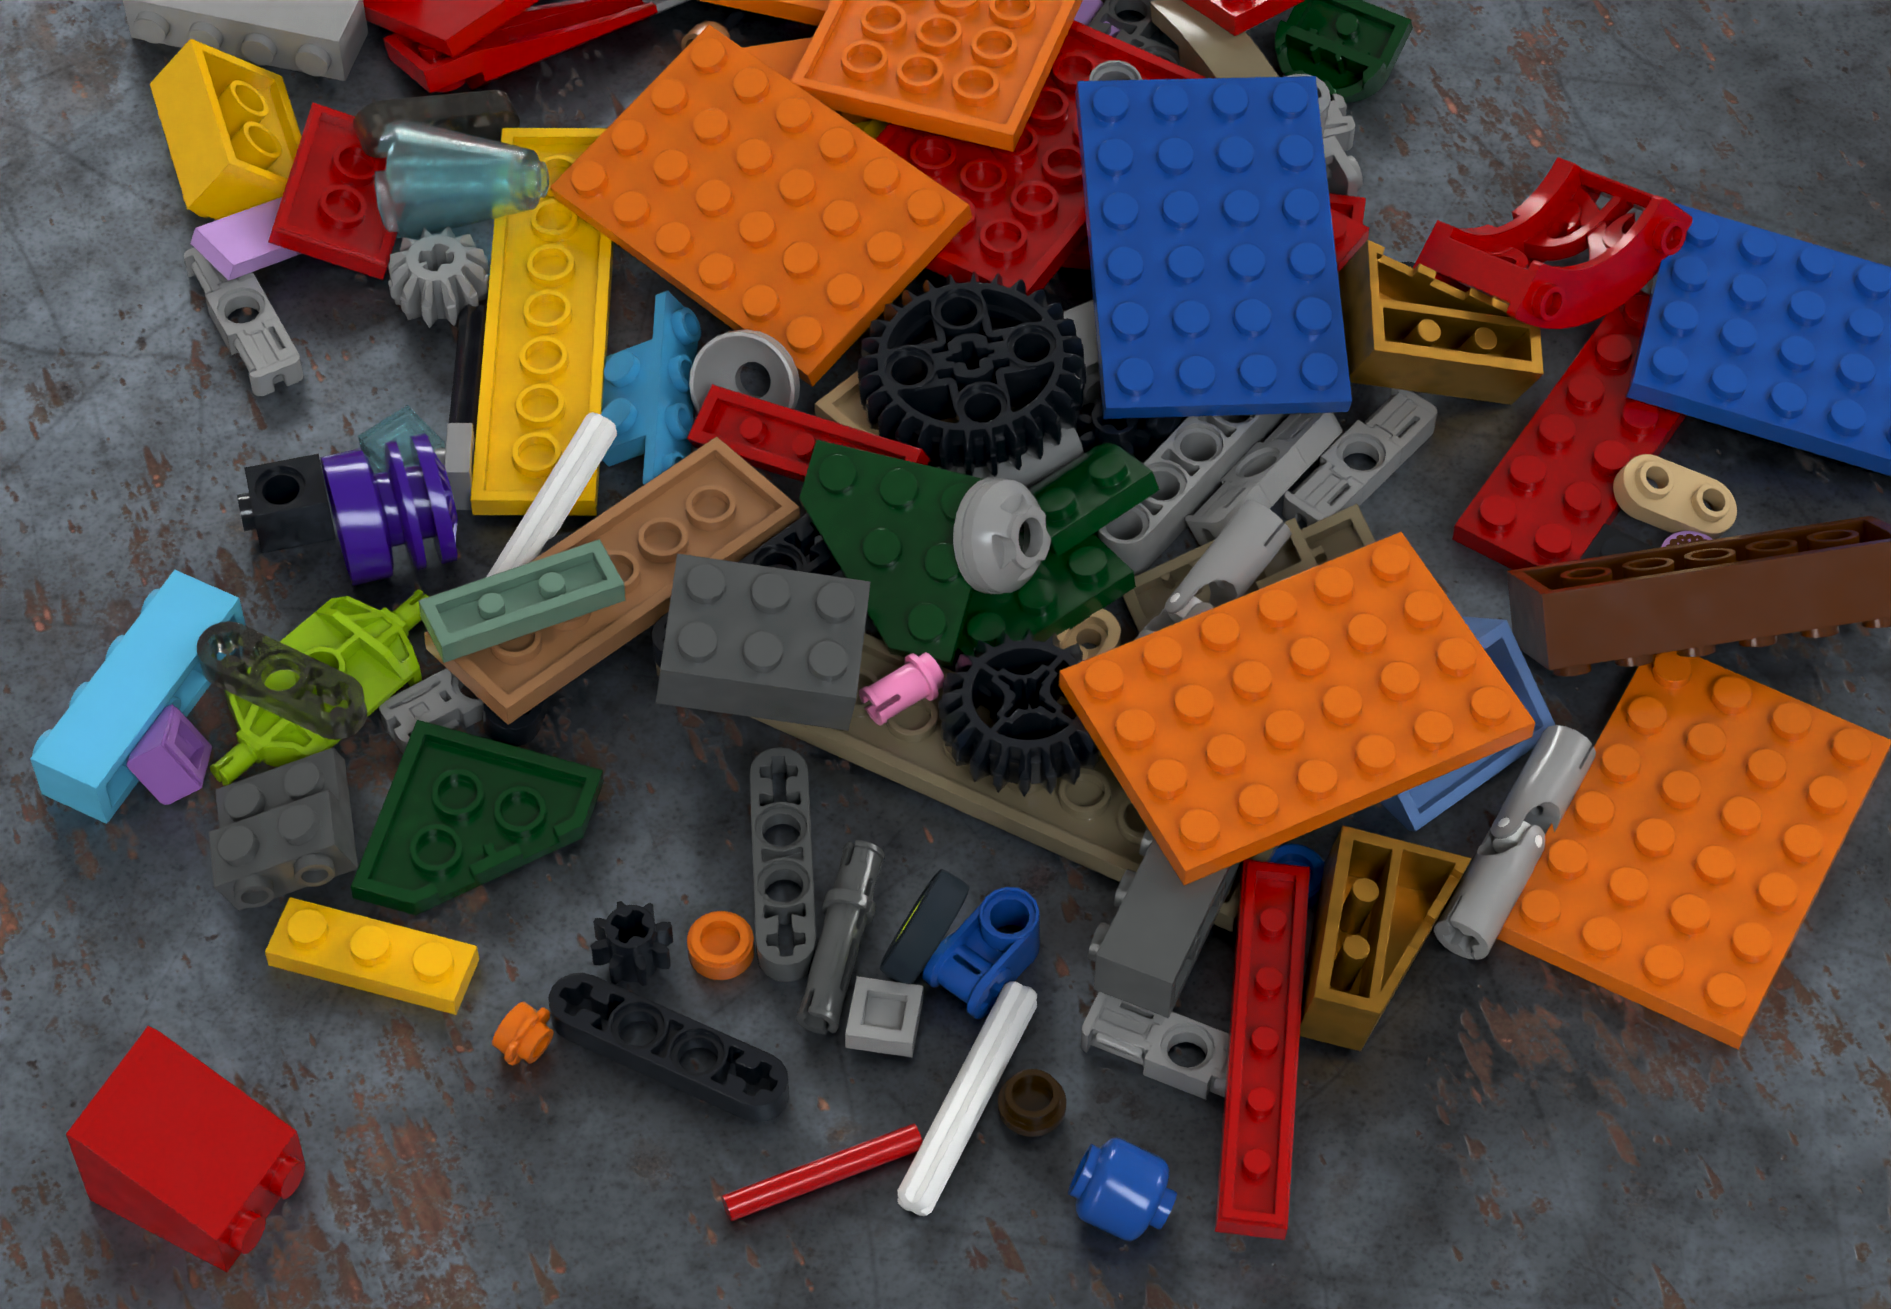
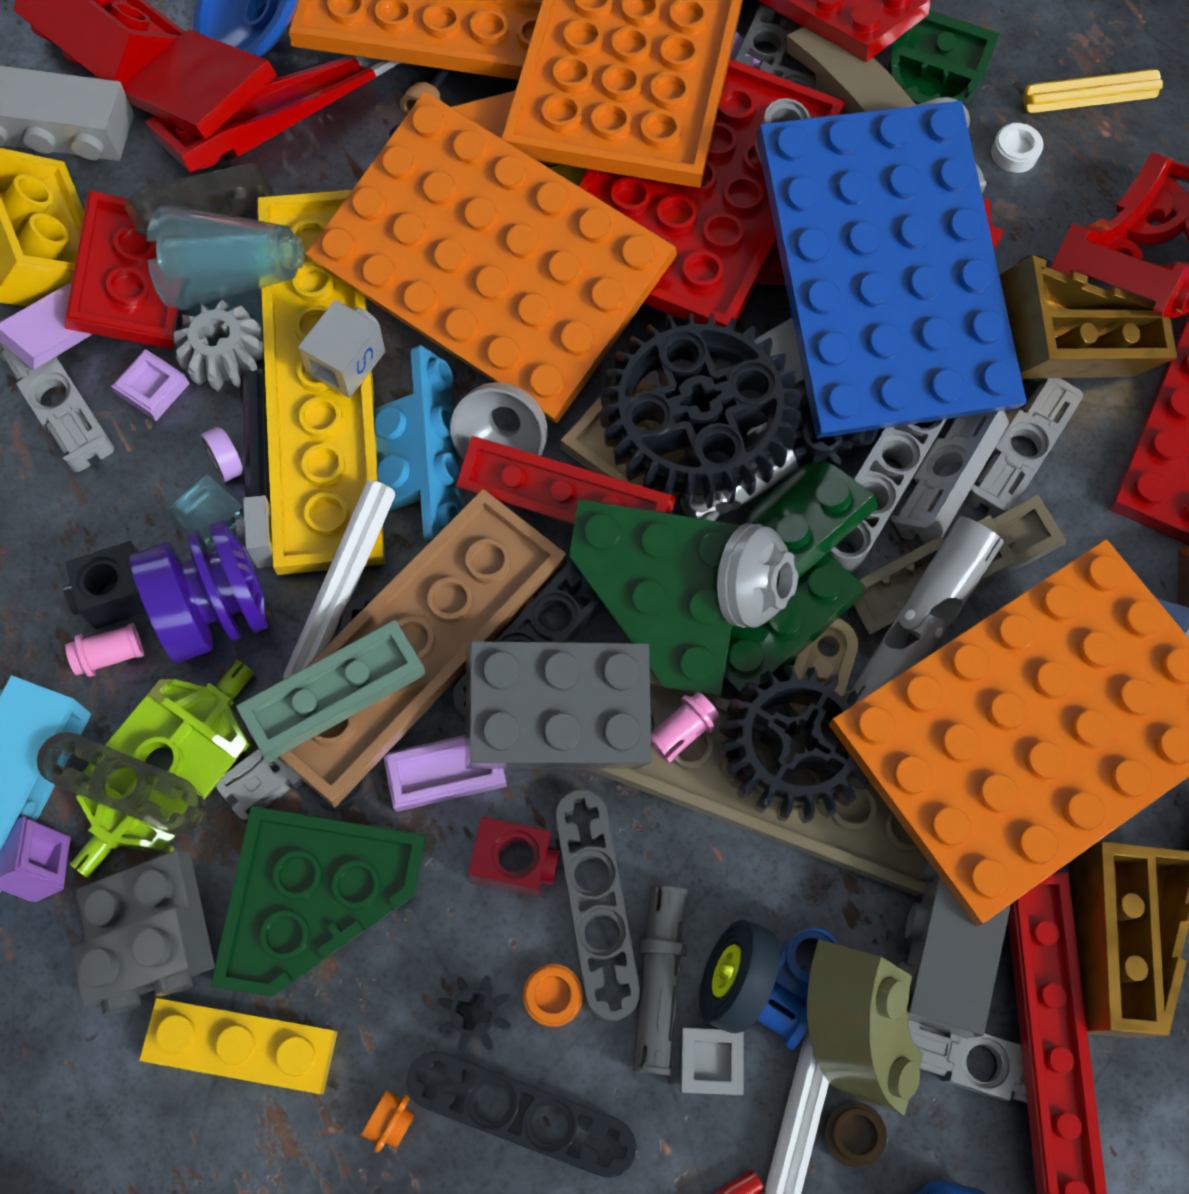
camera: 10 degrees left, 15 degrees up
(272, 567) = (103, 649): none -> bright pink pin
(353, 313) = (150, 385): none -> lavender tile
(426, 386) = (221, 453): none -> lavender tile
(579, 284) = (342, 347): none -> light grey brick
(628, 724) = (436, 774): none -> lavender tile
(690, 781) = (497, 836): none -> dark red brick
(1046, 974) = (862, 1026): none -> olive brick
(1418, 148) = (1016, 147): none -> white tile
(1523, 93) = (1092, 91): none -> yellow axle

